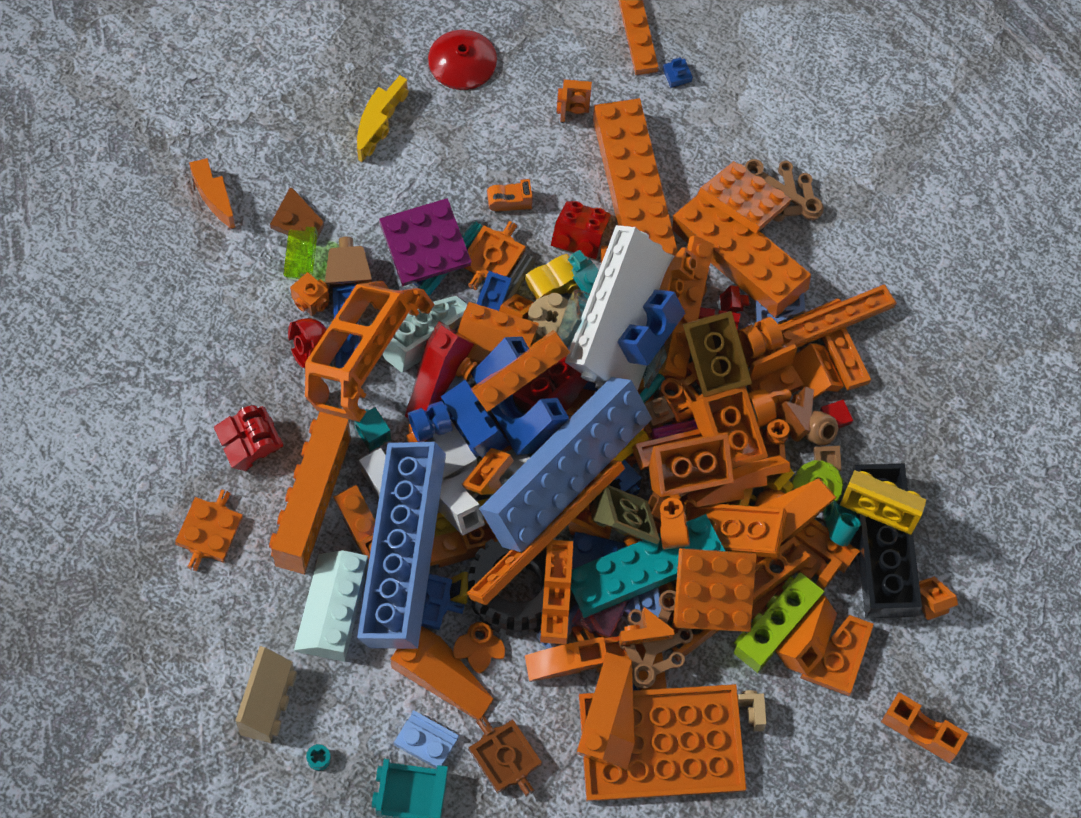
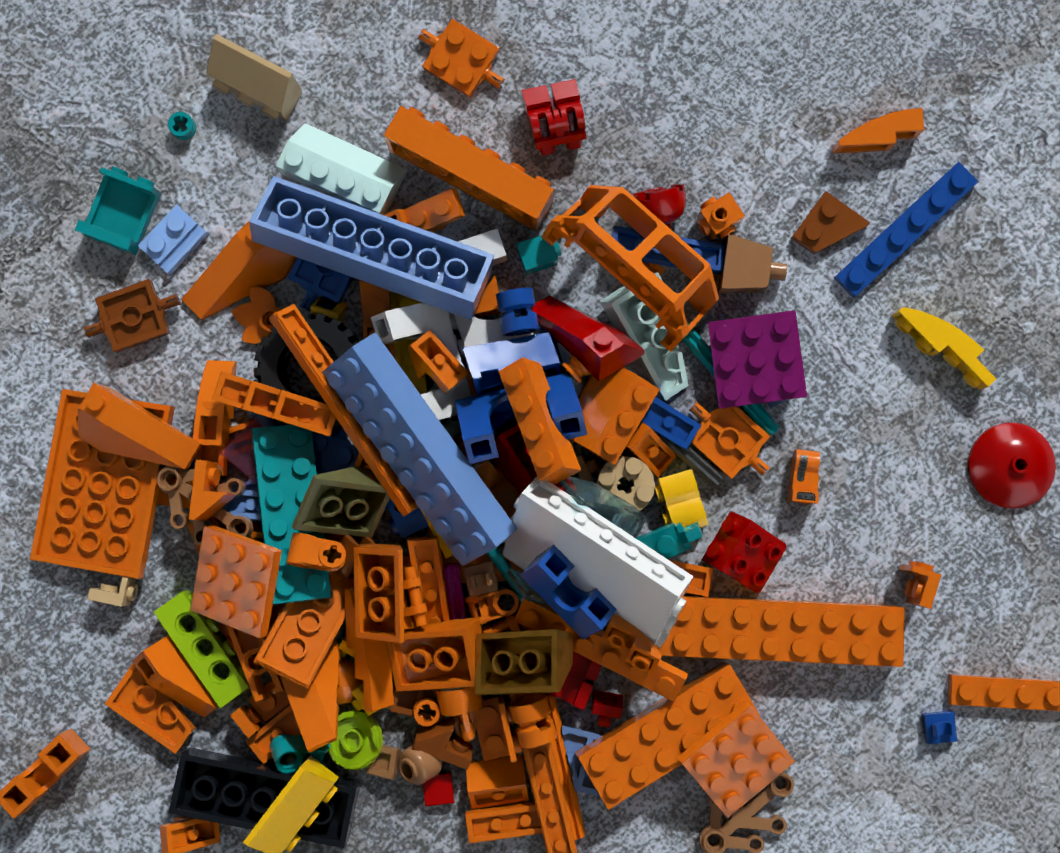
camera: 110 degrees right, 20 degrees up
(290, 162) = (906, 229): none -> blue plate
(300, 252) = (777, 218): clear neon green panel -> none

